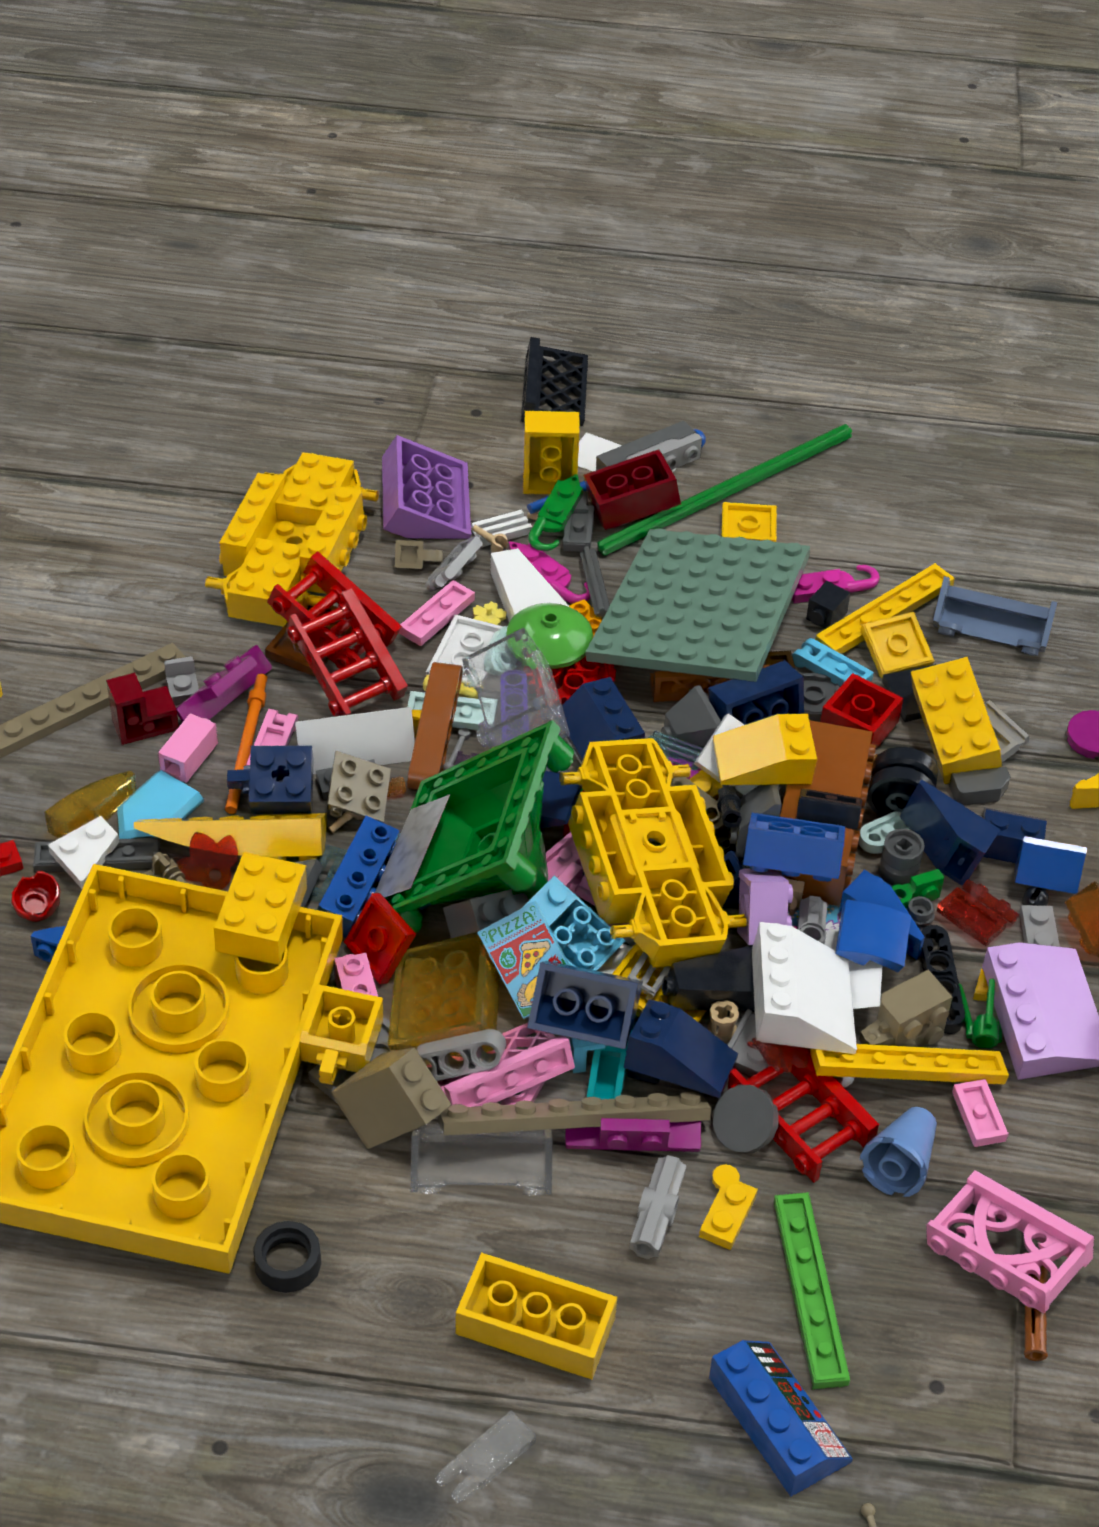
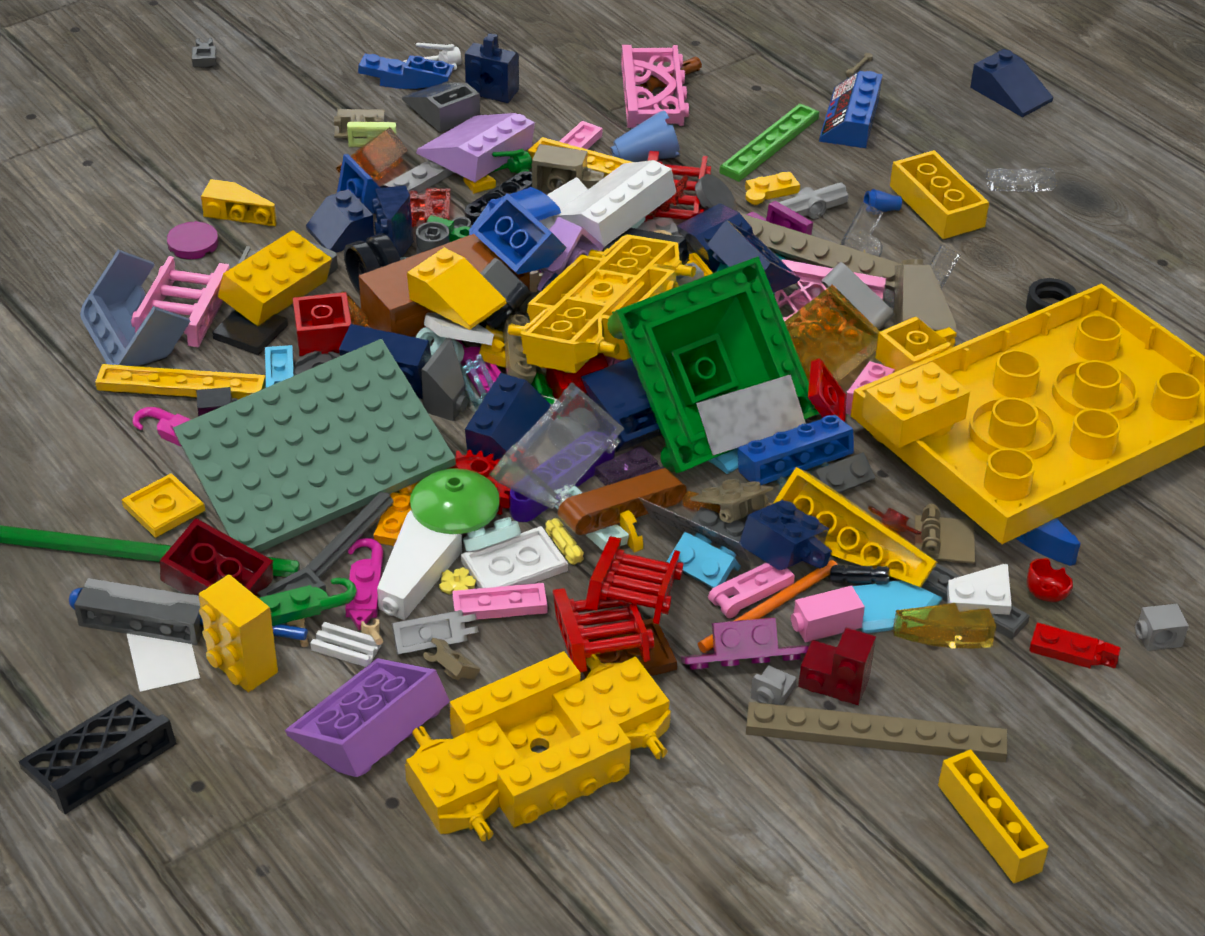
camera: 135 degrees left, 5 degrees down
(197, 804) = (860, 574): none -> black axle
(595, 1267) = (882, 200): none -> blue cone
(829, 808) = (456, 243): black slope -> none
(897, 644) = (217, 354): yellow plate -> none
(1023, 659) = (200, 313): none -> bright pink fence

